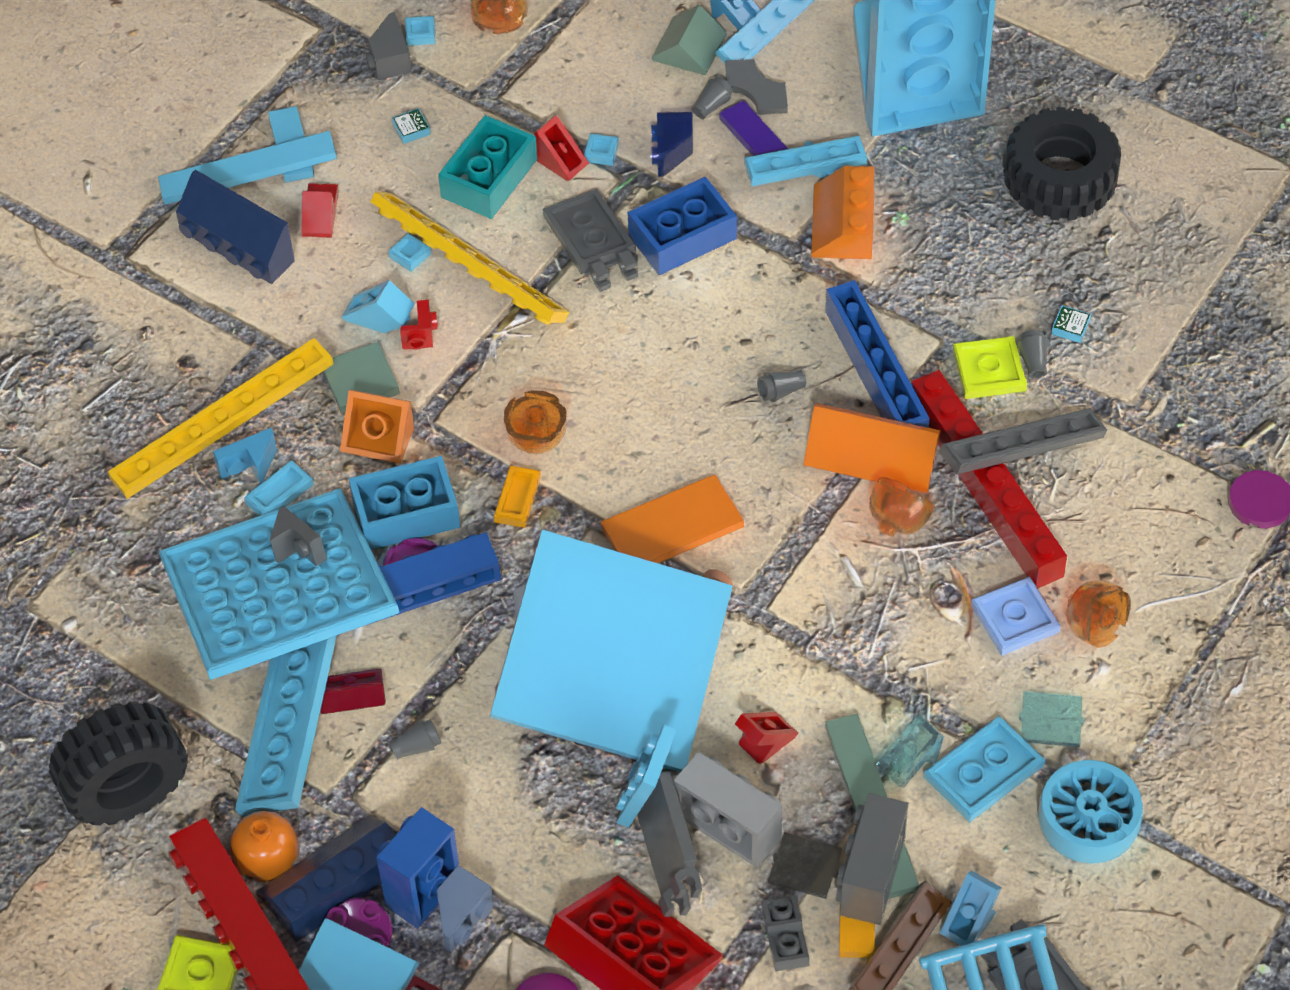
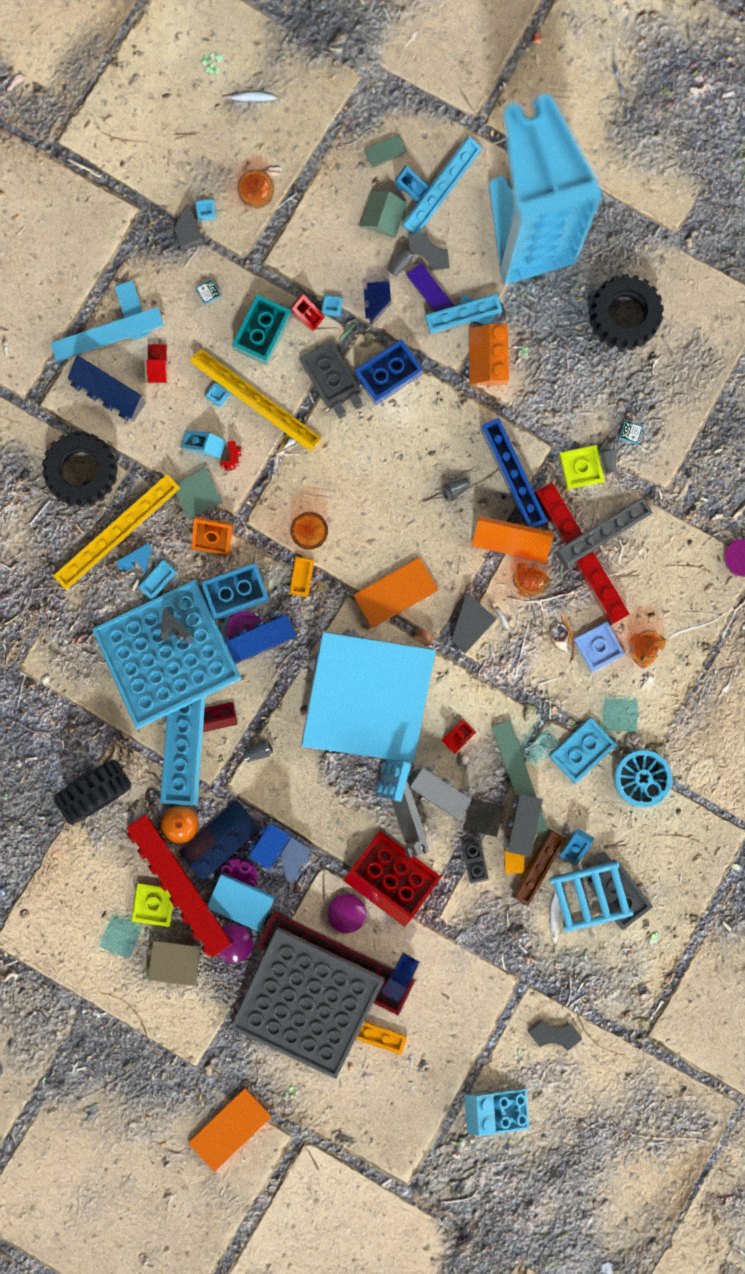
camera: 10 degrees left, 30 degrees up
(169, 299) = (62, 451): none -> black tyre
(797, 570) = (471, 624): none -> dark grey slope

